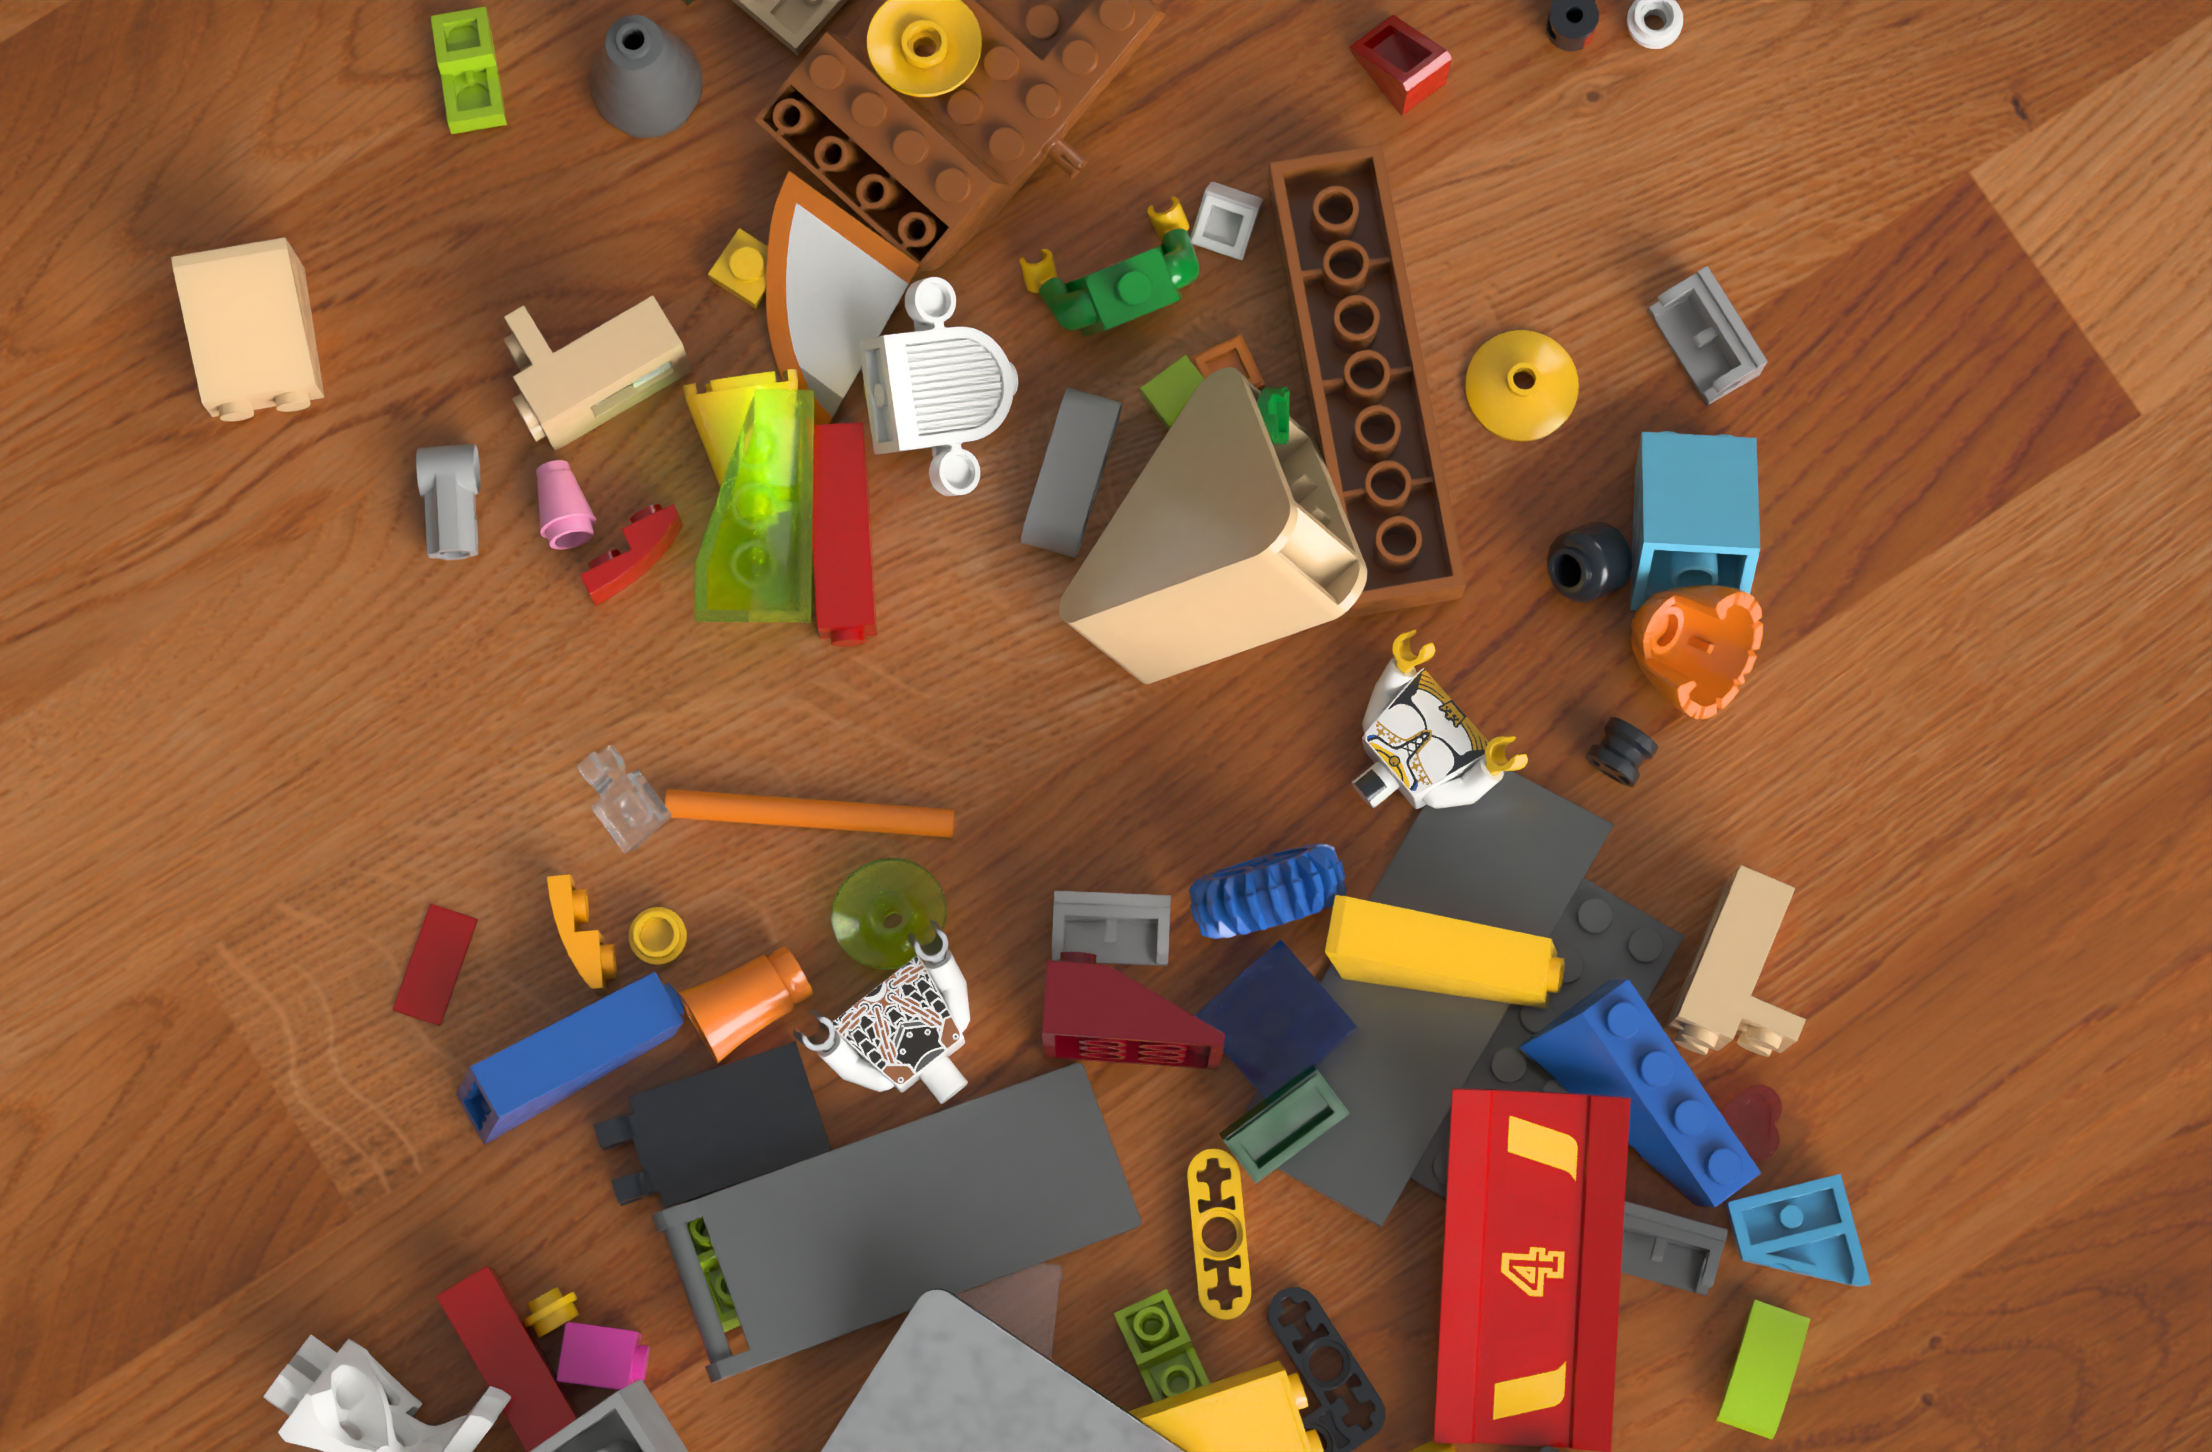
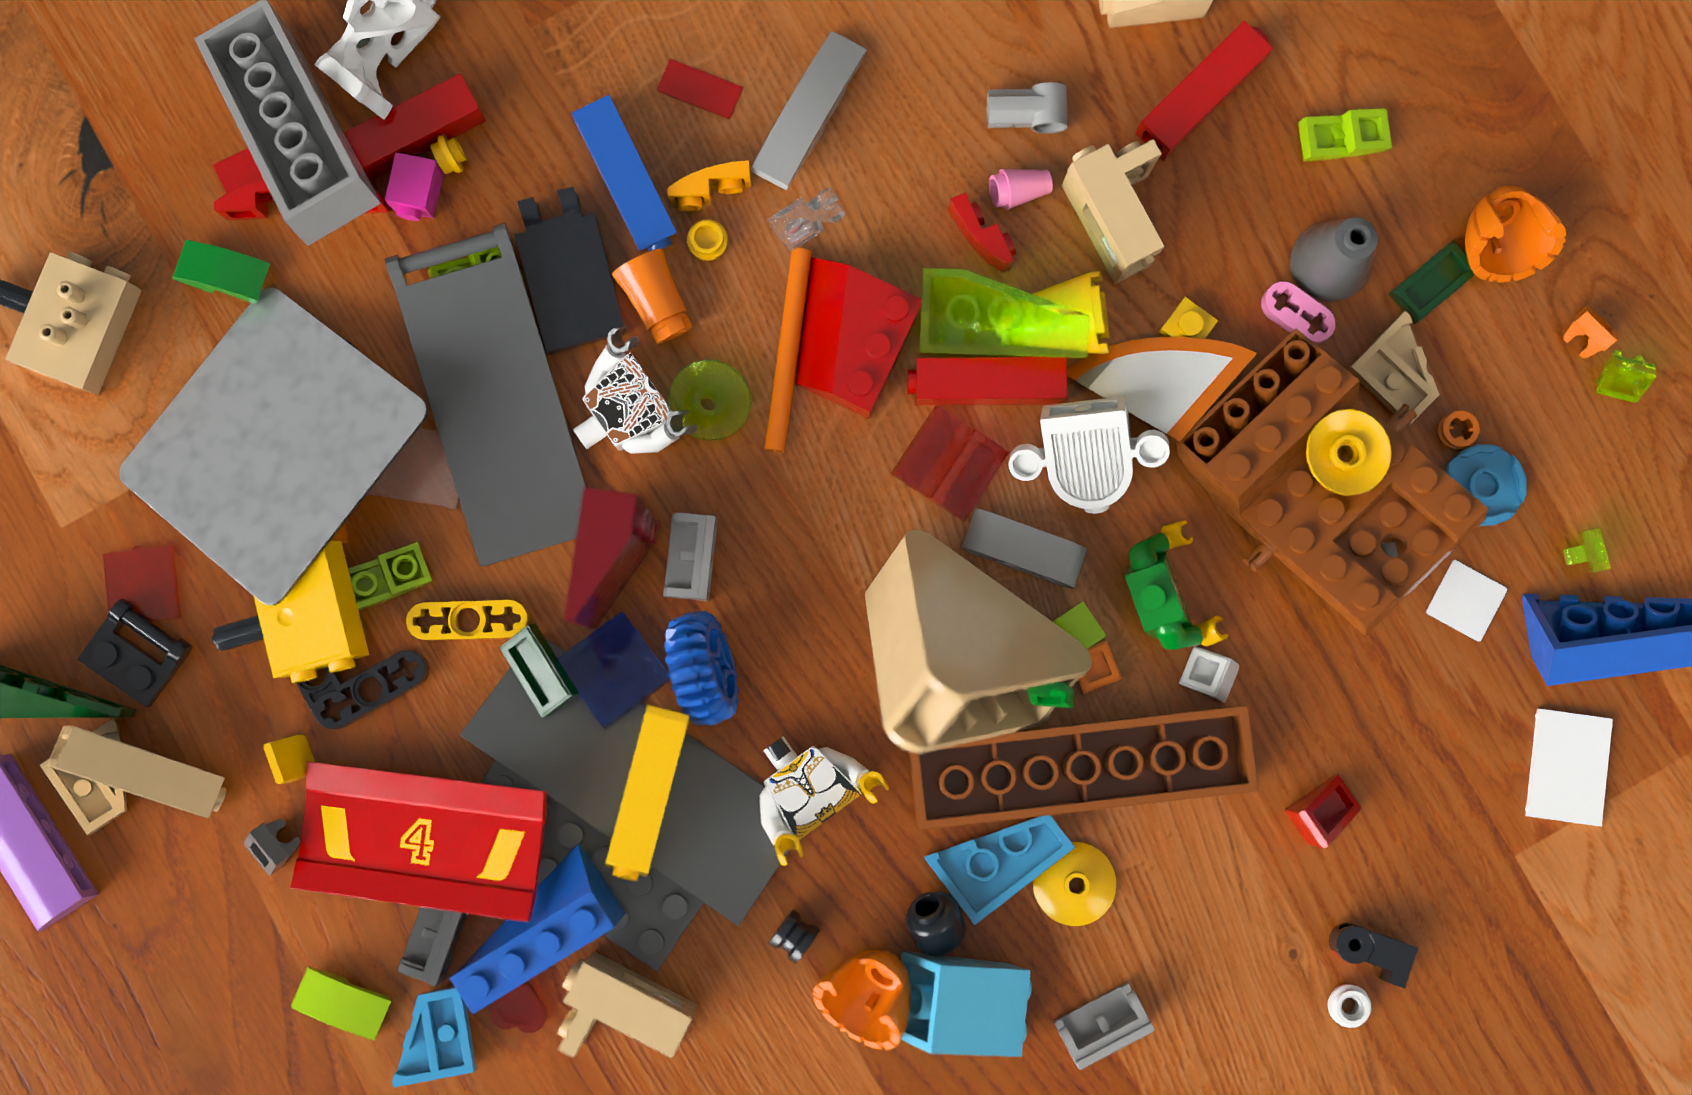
camera: 90 degrees right, 5 degrees up
(415, 259) = (1205, 89): none -> red brick
(466, 802) = (808, 110): none -> light grey slope
(712, 115) = (1303, 305): none -> bright pink beam
(786, 723) = (852, 334): none -> red wedge
(957, 581) = (949, 463): none -> clear red slope
(1504, 483) = (999, 865): none -> dark azure wing

